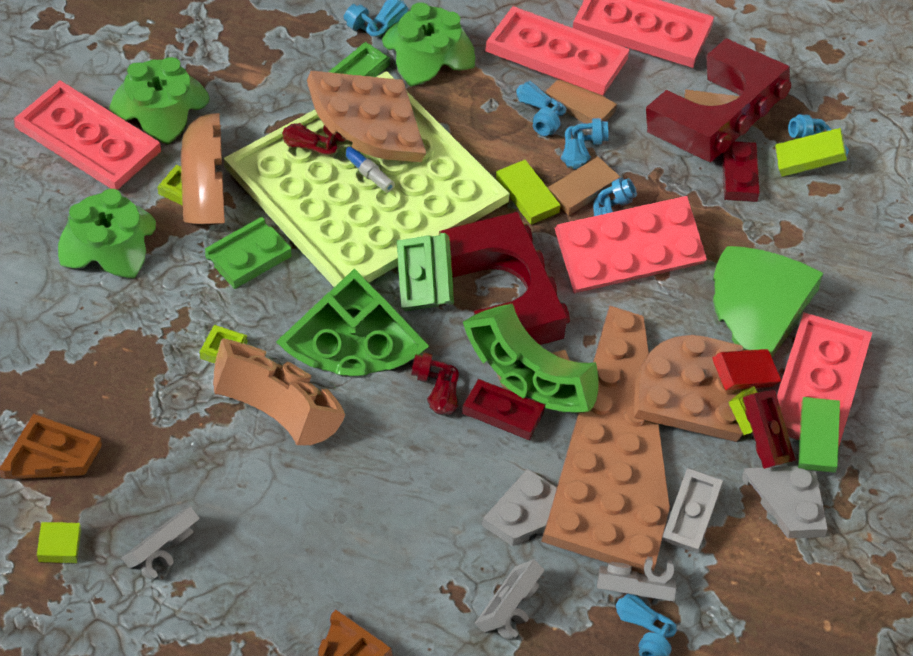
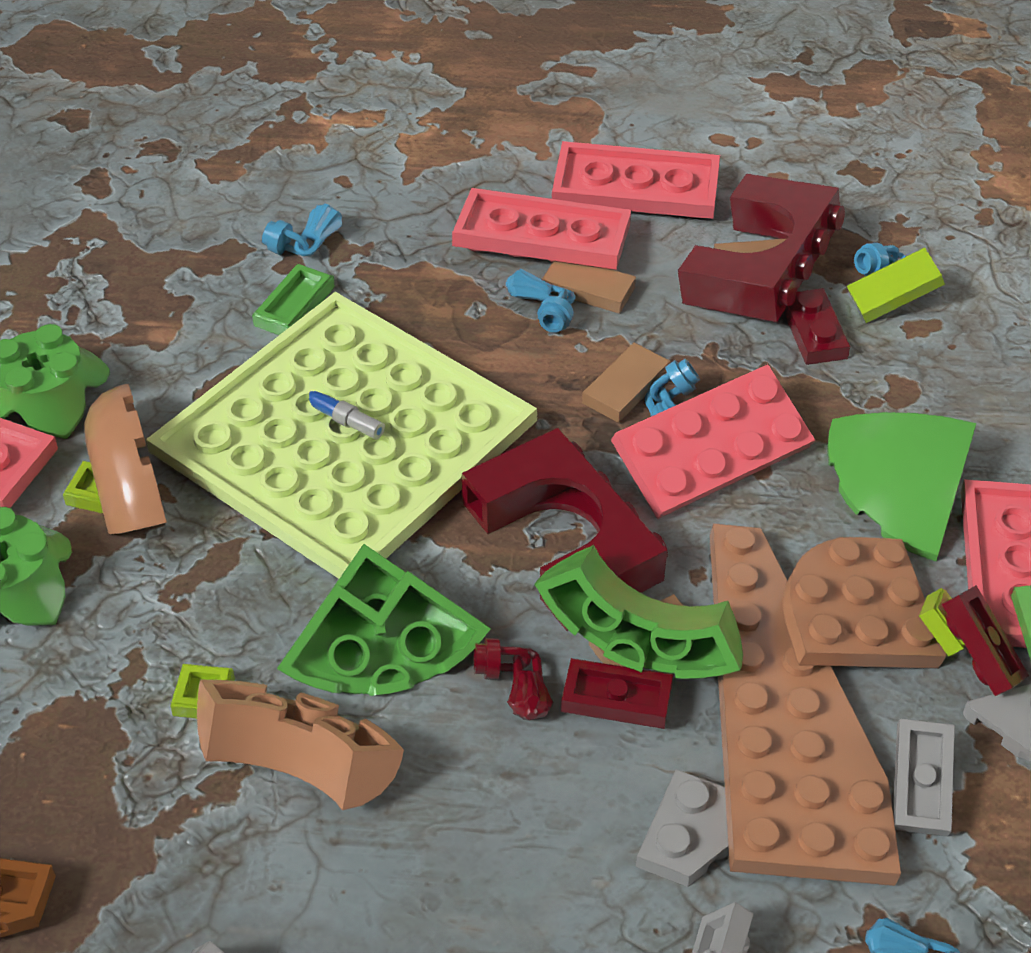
camera: 10 degrees left, 5 degrees down
(248, 252) = (207, 556): bright green plate -> none
(299, 136) = (288, 371): dark red piece -> none
(369, 113) = (327, 343): nougat plate -> none
(425, 272) = (457, 530): plate -> none
(426, 41) = (376, 248): bright green brick -> none
(528, 192) = (559, 403): lime tile -> none
(575, 151) = (602, 342): dark azure piece -> none
(620, 578) = (862, 901): light grey plate -> none
(746, 369) = (922, 568): red tile -> none

